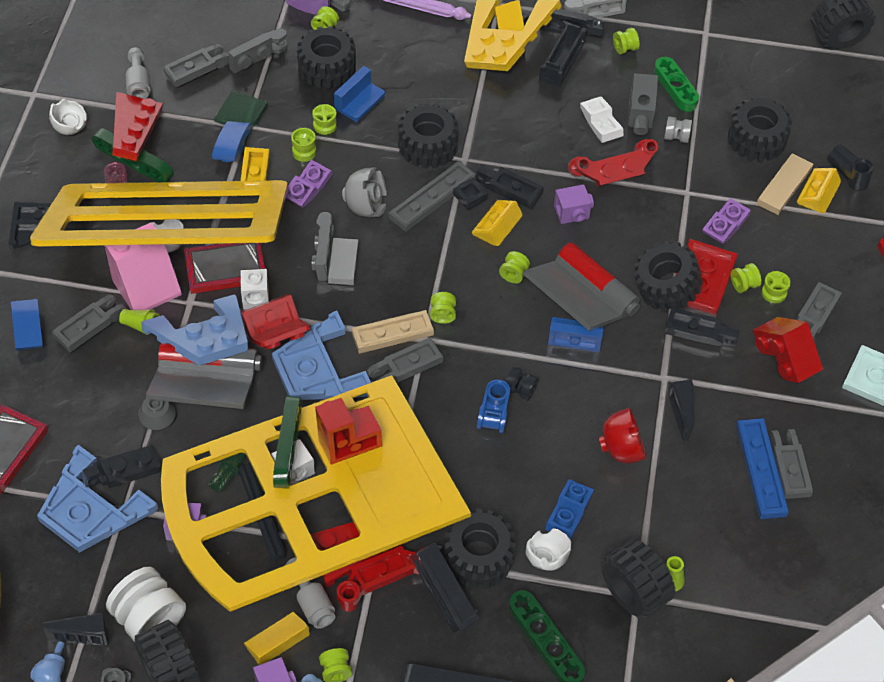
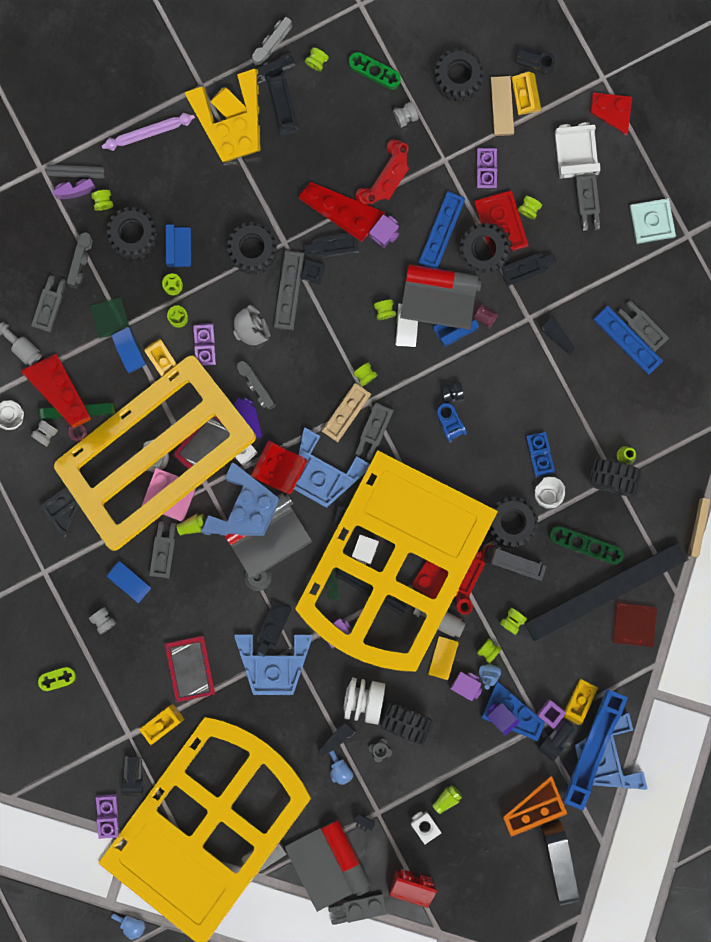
camera: 40 degrees left, 30 degrees up
(84, 152) = (45, 428): none -> light grey wheel
(286, 263) = (249, 414): none -> dark purple slope
(287, 442) = (360, 546): dark green beam -> none
(343, 261) = (275, 385): light grey tile -> none
(345, 432) = (391, 516): red brick -> none
(384, 656) = (509, 624): none -> lime wheel
(498, 222) = (345, 279): yellow slope -> none
(521, 298) = (406, 330): none -> white slope
(543, 161) = (343, 211): none -> red wing
(600, 118) = (348, 141): white slope -> none
(617, 341) = (485, 316): none -> clear pink bush
(622, 438) = (540, 386): red cylinder -> none
(635, 242) = (442, 230): none -> blue tile
(642, 109) = (369, 106): dark grey torso -> none
(773, 281) = (554, 196): lime wheel -> none
(791, 345) = (591, 245): red brick -> none
(837, 262) = (576, 150): none -> white panel

